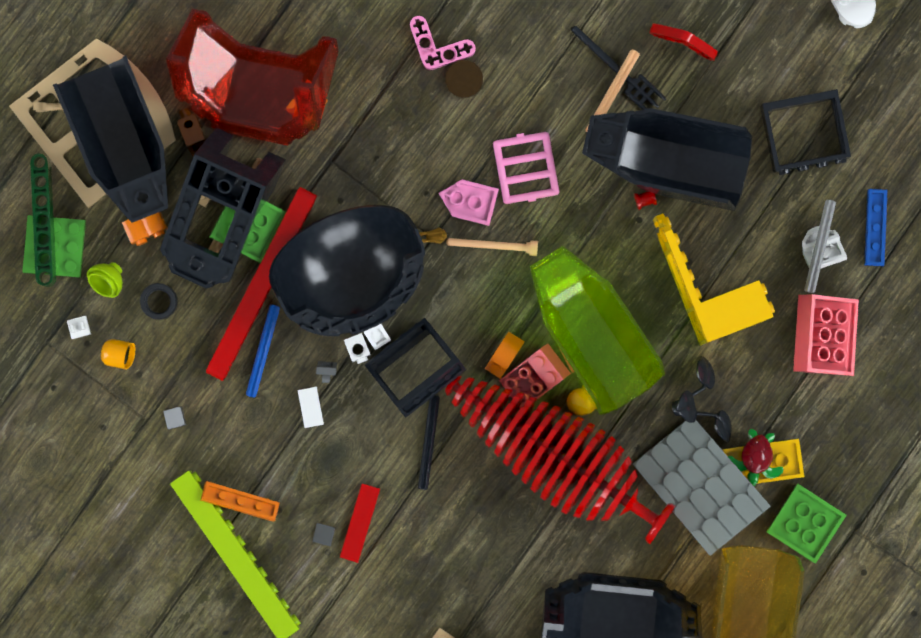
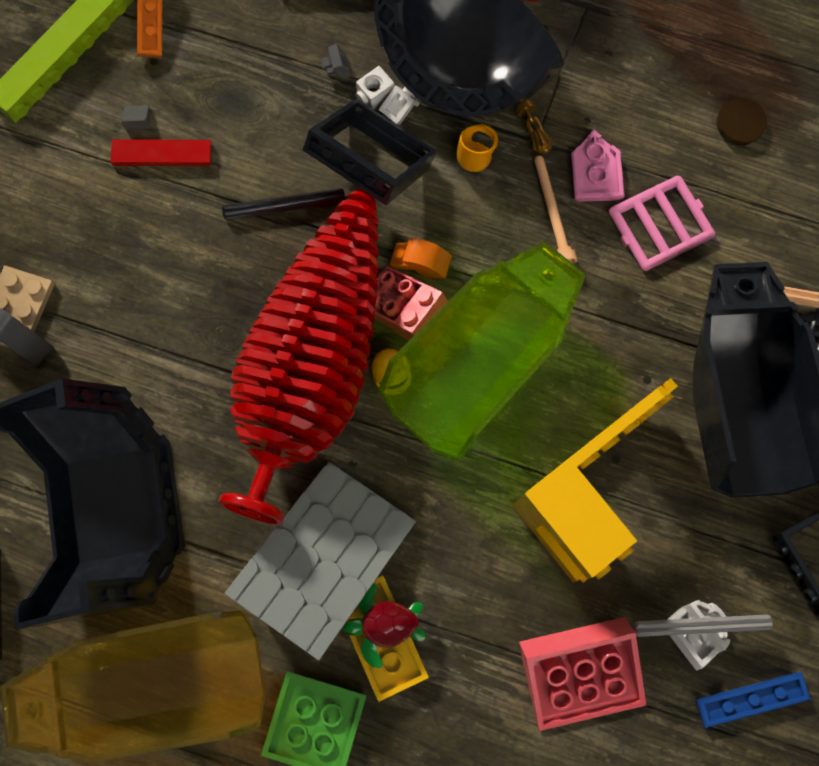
camera: 70 degrees right, 10 degrees down
(310, 407) = (287, 60): white tile -> none
(431, 50) = (760, 78): bright pink beam -> none
(433, 289) = (475, 155): none -> light orange helmet
(645, 199) = (678, 375): red bush -> none
(686, 406) = (424, 503): black plant -> none

